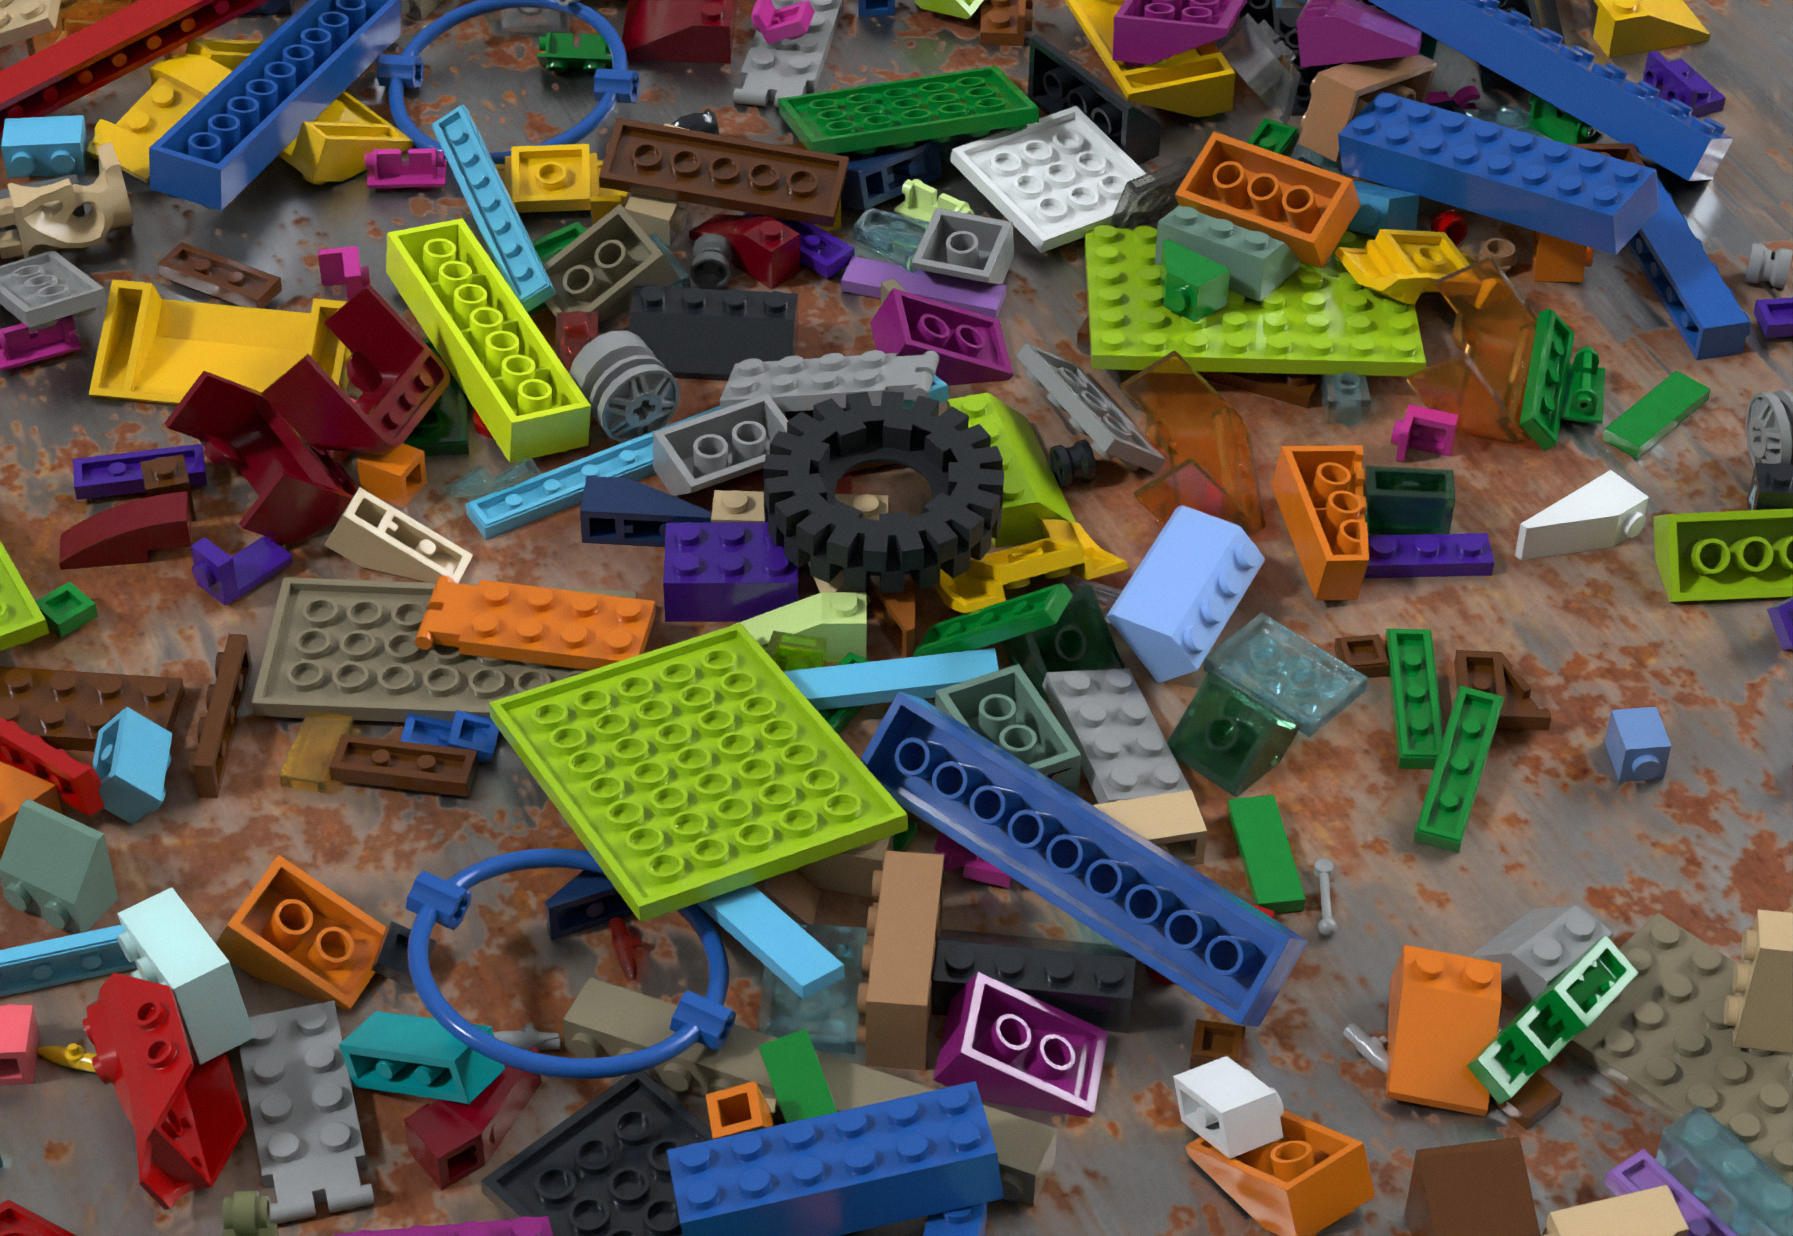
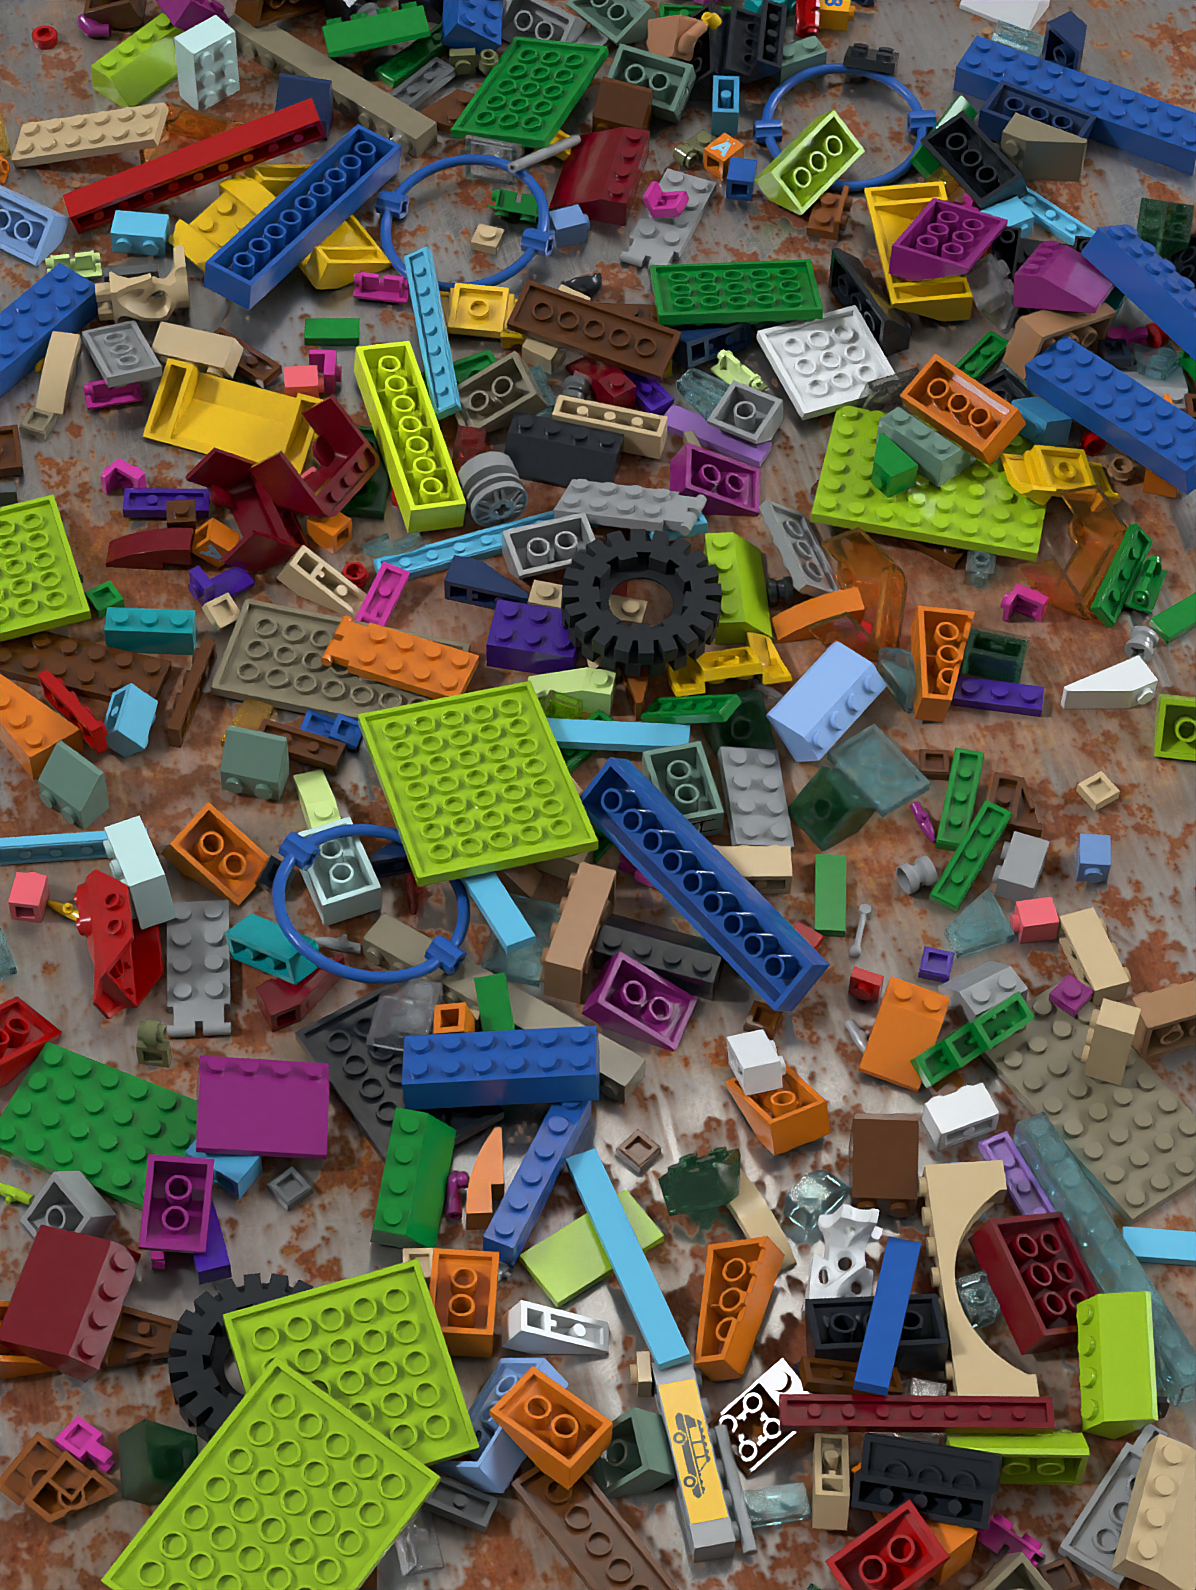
camera: 10 degrees right, 10 degrees up
(66, 442) = (122, 475): none -> dark pink bracket
(145, 639) = (151, 630): none -> teal brick
(175, 268) = (207, 351): none -> tan brick
(220, 507) = (214, 541): none -> orange brick
(249, 601) = (221, 611): none -> tan plate
(313, 284) = (303, 380): none -> coral brick
(340, 794) = (254, 763): none -> sand green slope
(345, 230) = (332, 331): none -> green tile
(445, 523) = (356, 573): none -> red plate
(450, 841) = (316, 798): none -> yellowish green slope
(491, 543) = (383, 594): none -> dark pink hinge
(510, 940) = (341, 878): none -> light aqua brick
(542, 98) = (487, 239): none -> tan plate
(654, 1114) = (404, 1011): none -> clear slope
(657, 67) = (568, 226): none -> medium blue brick
(823, 288) = (643, 431): none -> tan brick
(1112, 498) = (794, 622): none -> orange slope
(1283, 541) = (898, 673): none -> clear light blue slope
(1361, 969) = (865, 984): none -> red plate
(1370, 731) = (923, 820): none -> magenta helmet
(1383, 807) = (917, 874): none -> light grey wheel
(1454, 927) = (936, 964): none -> dark purple tile
(1492, 93) = (1156, 336): none -> red tile
(1502, 865) = (979, 927): none -> clear light blue wing
(1538, 773) = (1021, 867): none -> light grey brick
(1569, 1136) = (960, 1115): none -> white brick
(1583, 841) = (1035, 920): none -> coral brick
(1603, 454) = (1141, 643): none -> light grey wheel
(1611, 655) = (1098, 791): none -> tan plate
(1675, 935) = (1070, 995): none -> magenta plate
(1685, 878) = (1093, 955): none -> tan brick

